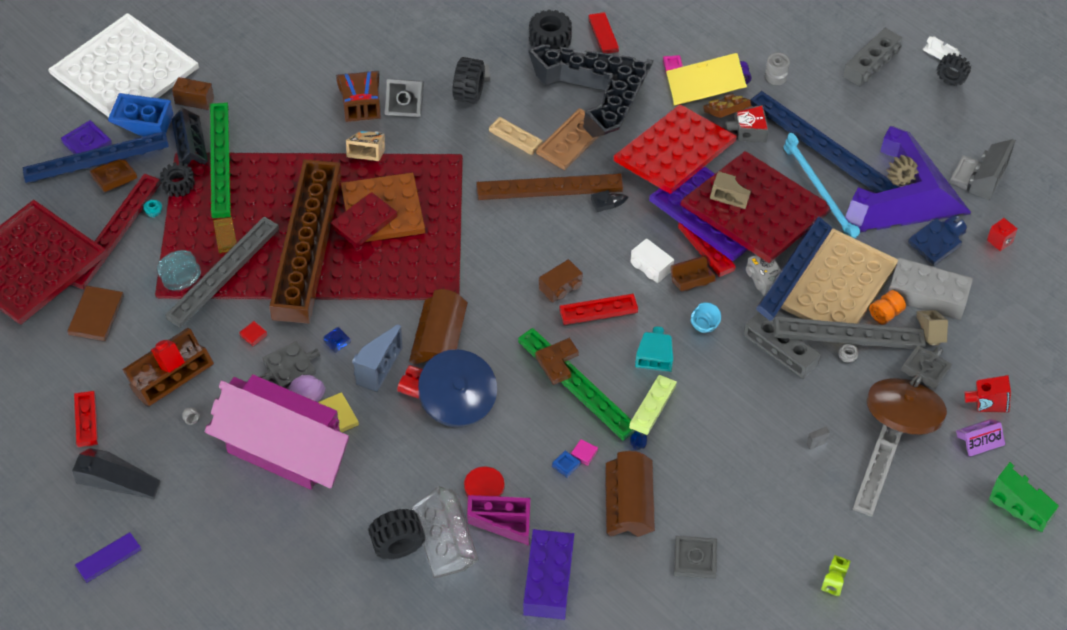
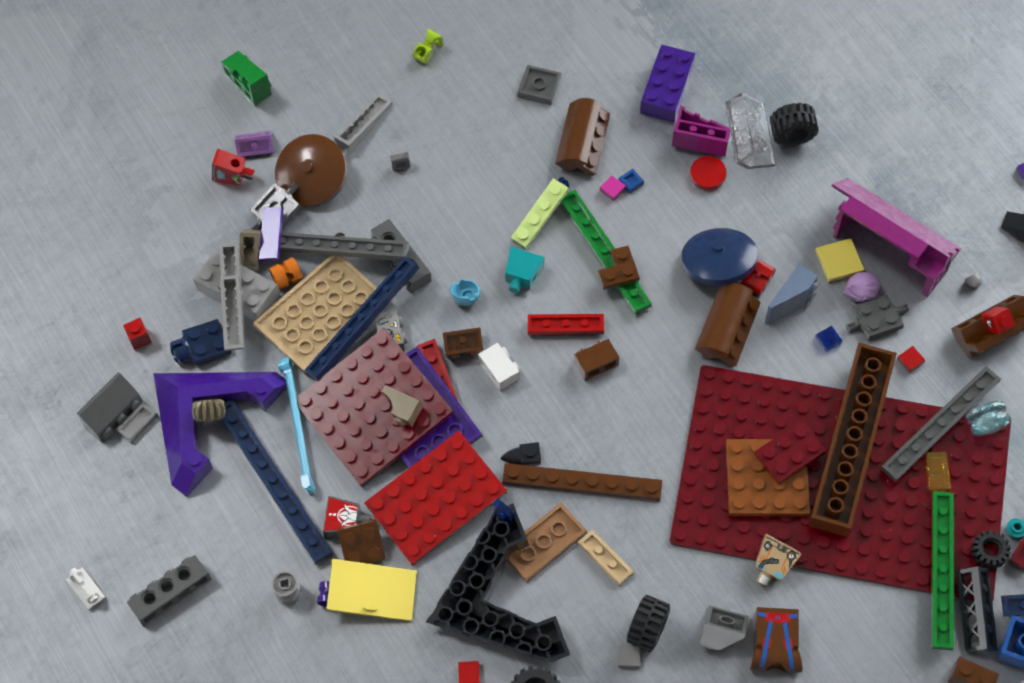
camera: 165 degrees left, 10 degrees up
(610, 119) = (503, 510): none -> clear blue plate
(672, 62) = (401, 630): dark pink tile -> none
(918, 335) = (271, 234): none -> tile
(928, 262) = (231, 295): none -> light grey slope
(957, 63) = (88, 546): black tyre -> none

